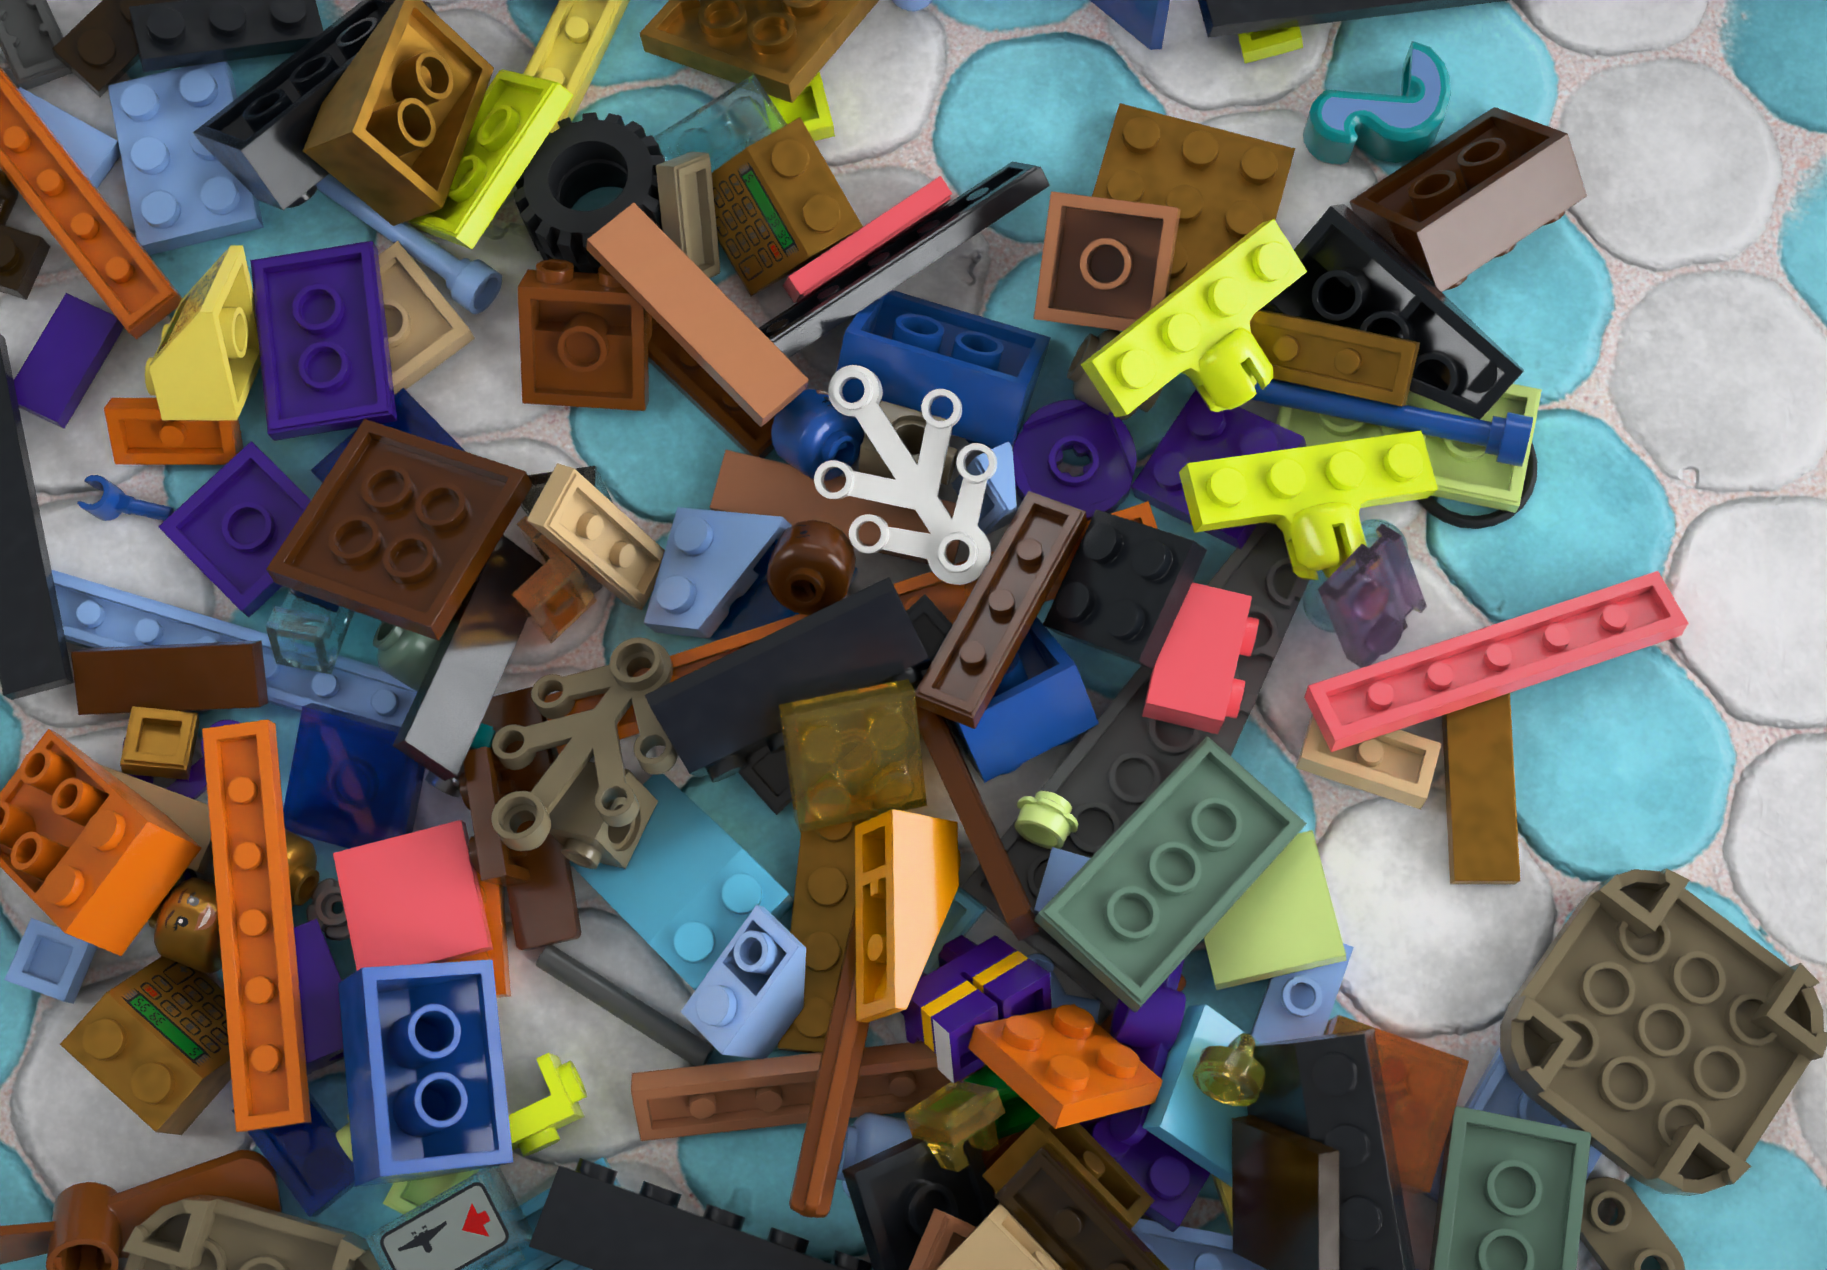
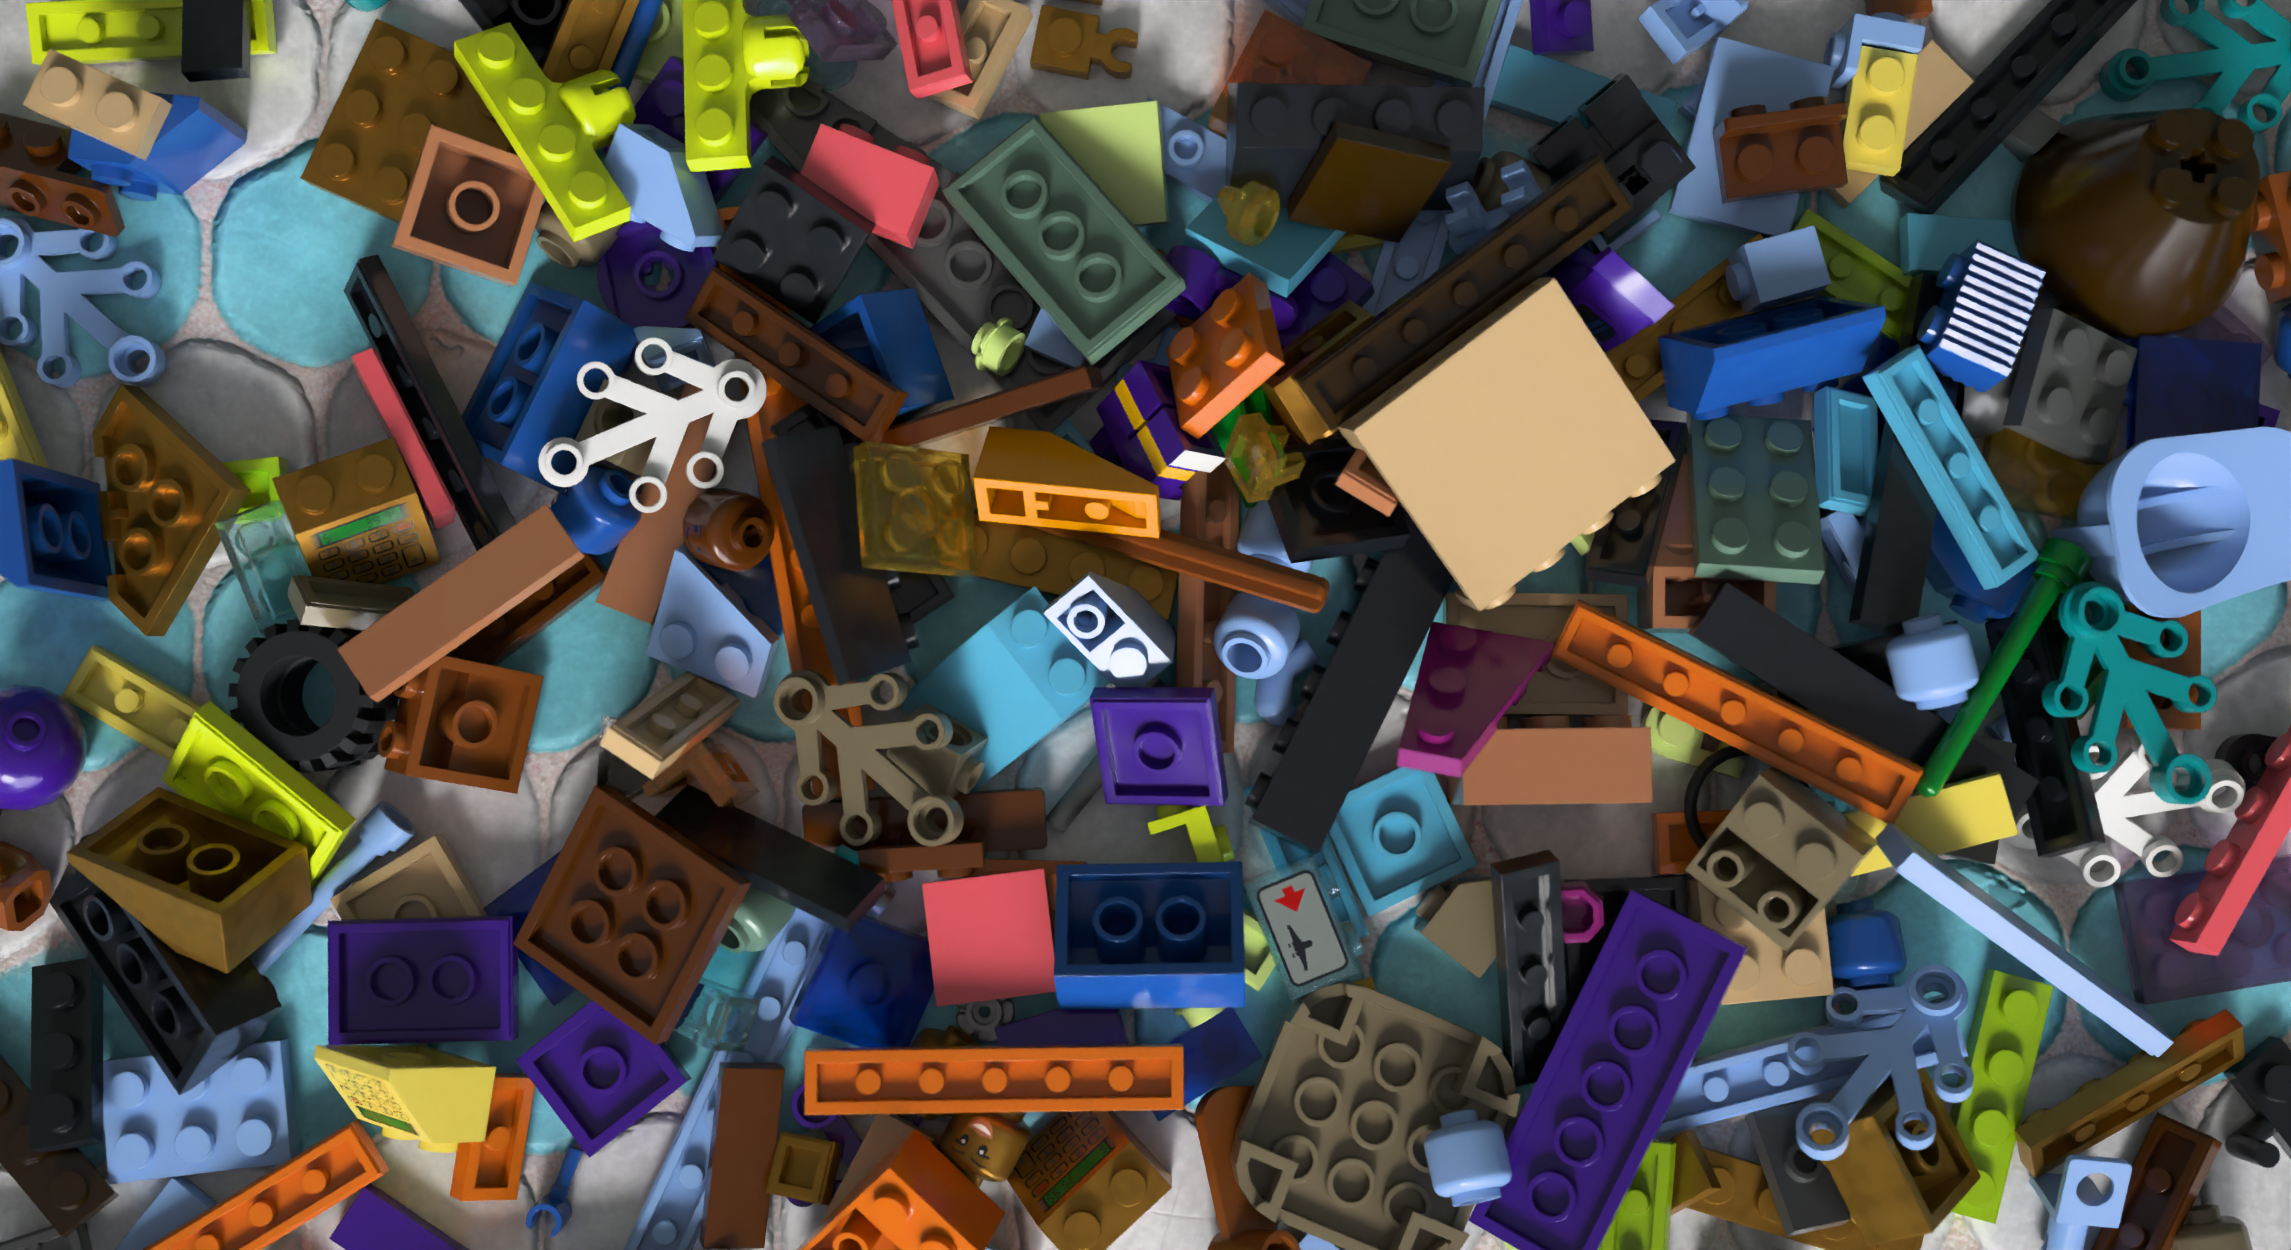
camera: 85 degrees left, 10 degrees up
(631, 1054) = (1159, 745): none -> dark purple plate
(724, 1178) = (1275, 693): none -> light blue arm
(763, 1146) = (1256, 636): none -> light blue head
(1156, 443) = (660, 187): none -> light blue slope
(1399, 855) = (1070, 43): none -> pearl gold plate

